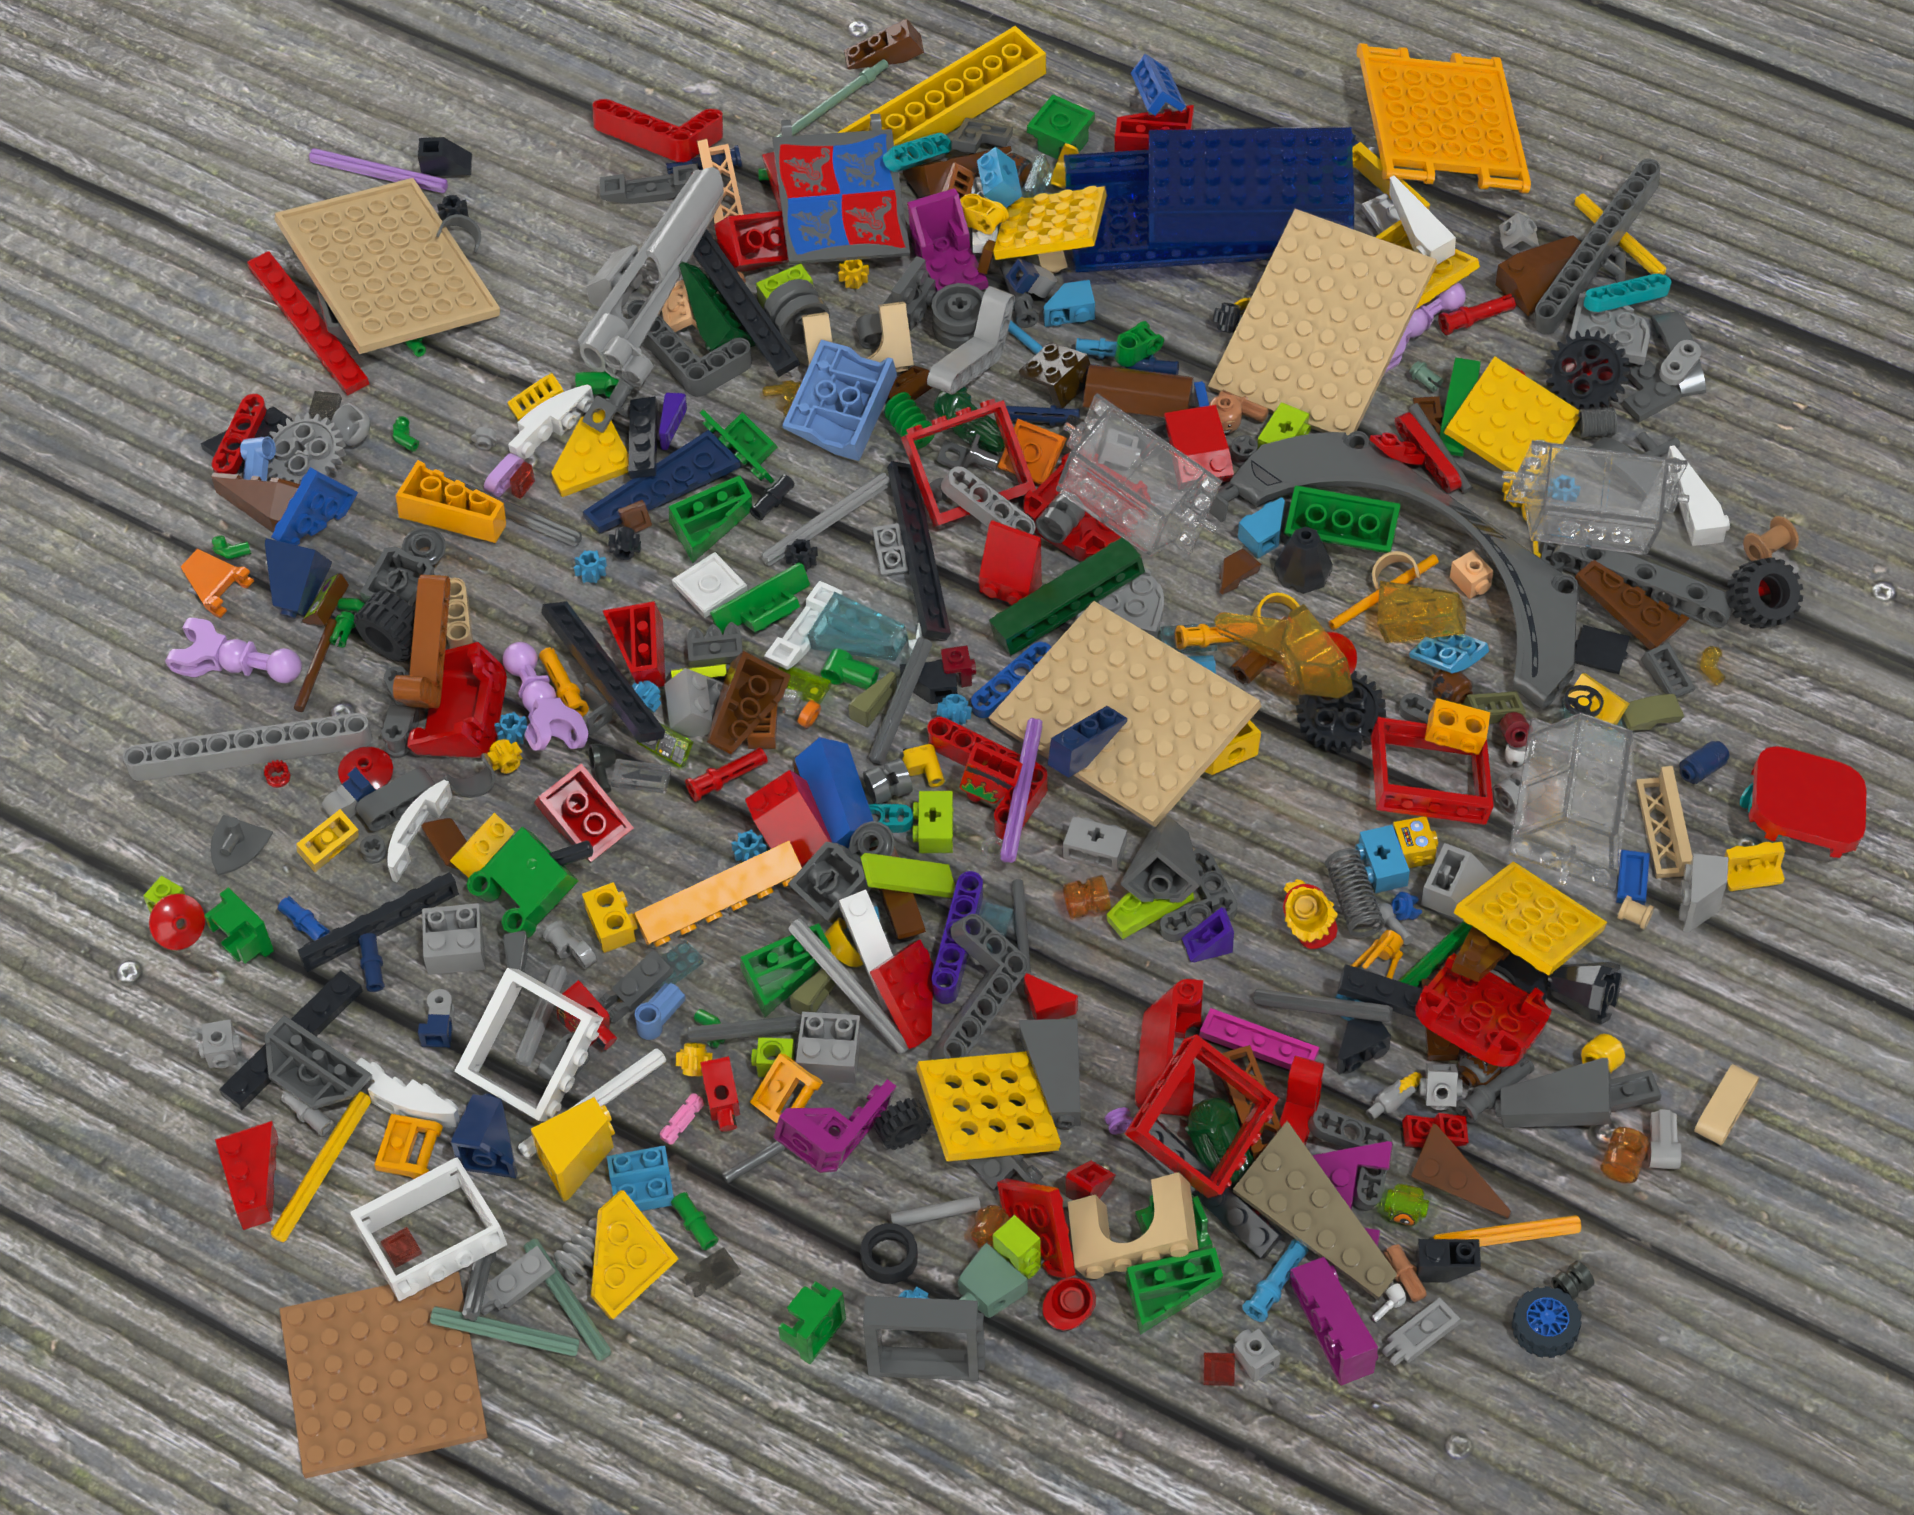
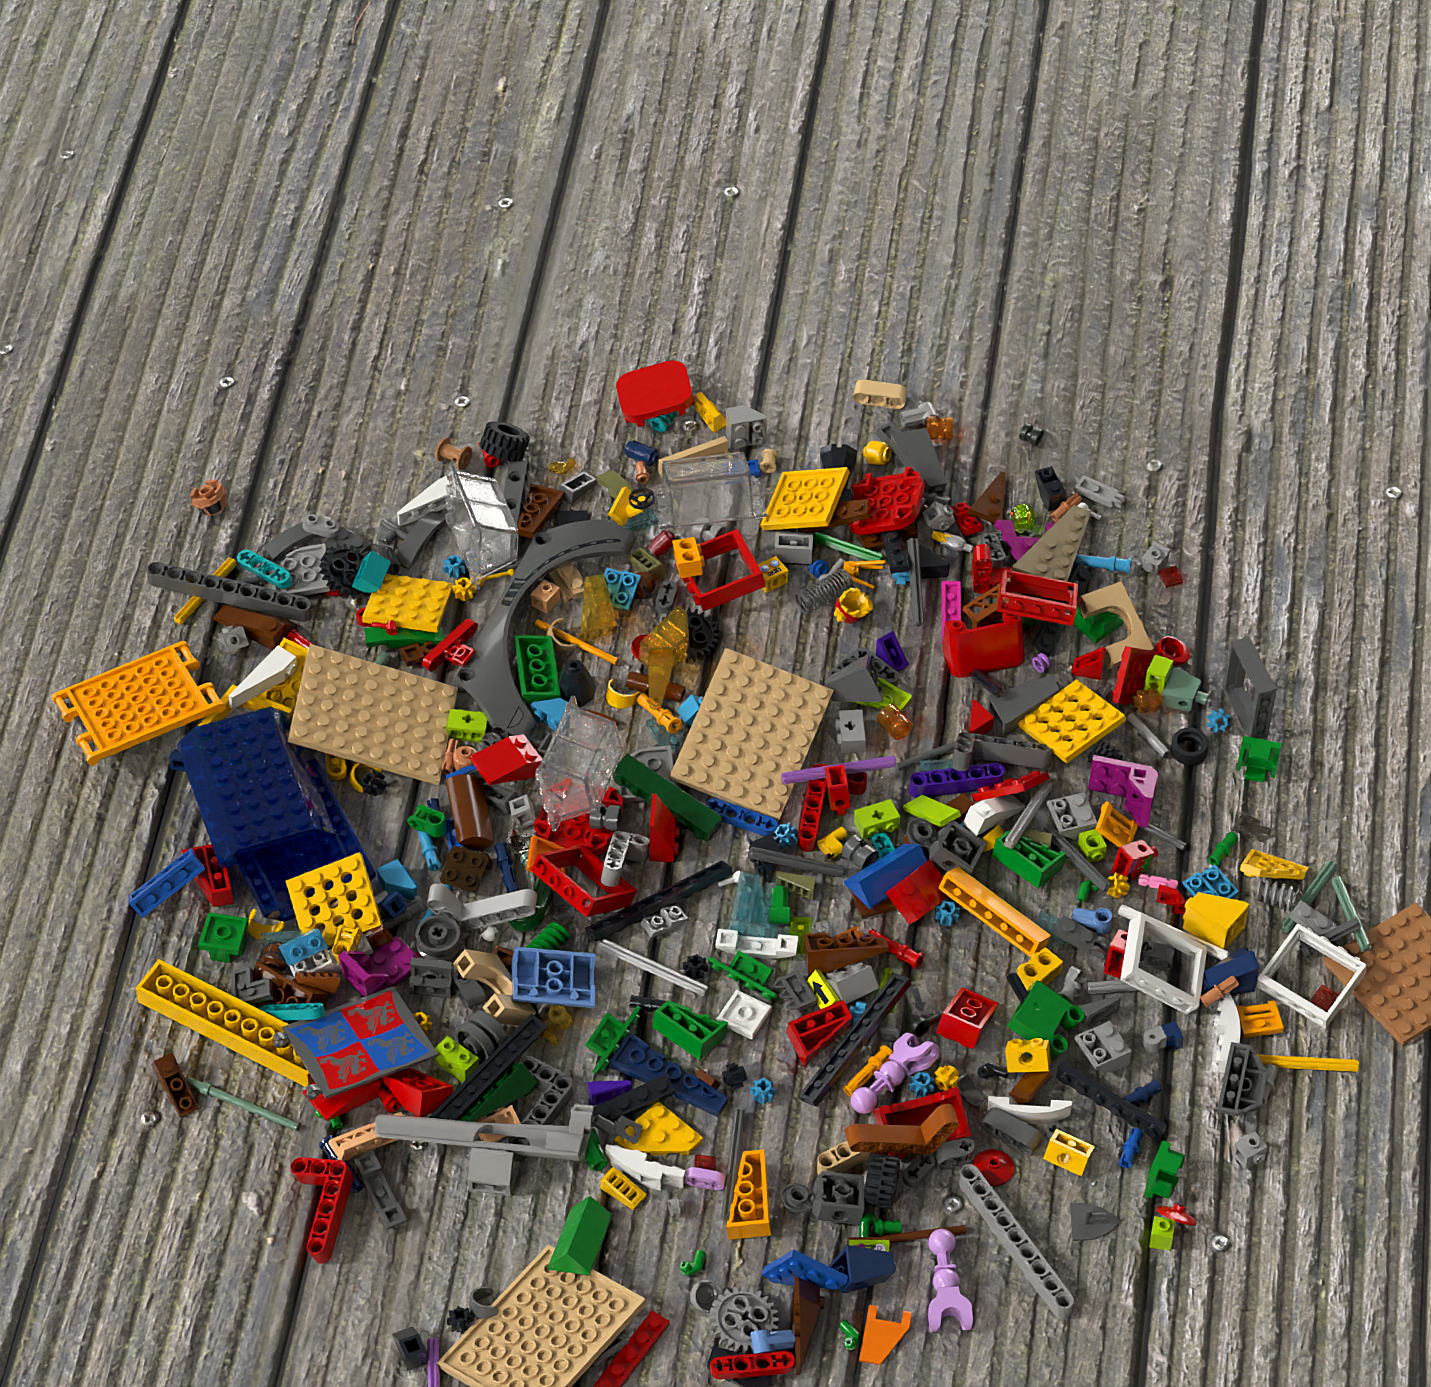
camera: 115 degrees left, 5 degrees down
(249, 1171) = (1327, 1093): red wedge -> none
(277, 766) = (1025, 1211): red bush -> none
(313, 1017) = (1208, 1117): black plate -> none
(325, 404) = (694, 1327): clear smoke plate -> none
(348, 794) = (1025, 1159): leg -> none
(455, 1094) = (1219, 991): none -> nougat axle
(482, 331) = (581, 1238): none -> green slope
(498, 806) = (990, 1069): none -> black arm
(645, 1121) = (1171, 897): none -> red slope
(809, 714) = (826, 914): orange tile -> none
(958, 661) = (747, 840): dark red bracket -> none
(1082, 742) = (793, 739): dark blue slope -> none
(1102, 1026) = (987, 683): none -> black axle
(1170, 1285) = (1149, 607): green wedge -> none
(1334, 1320) = (1118, 525): magenta wedge -> none
(1383, 859) = (789, 583): dark azure brick -> none
(1427, 426) = (424, 651): dark grey bar -> none
(1466, 383) = (390, 627): none -> red hand
(1489, 614) = (569, 581): none -> tan plate
(1518, 1231) = (1015, 472): light orange axle -> none
(1546, 1322) = (1061, 441): black wheel -> none
(1567, 384) = (371, 573): none -> teal brick
(1666, 752) = (642, 475): none -> nougat pin
(1771, 263) = (209, 498): none -> nougat cone

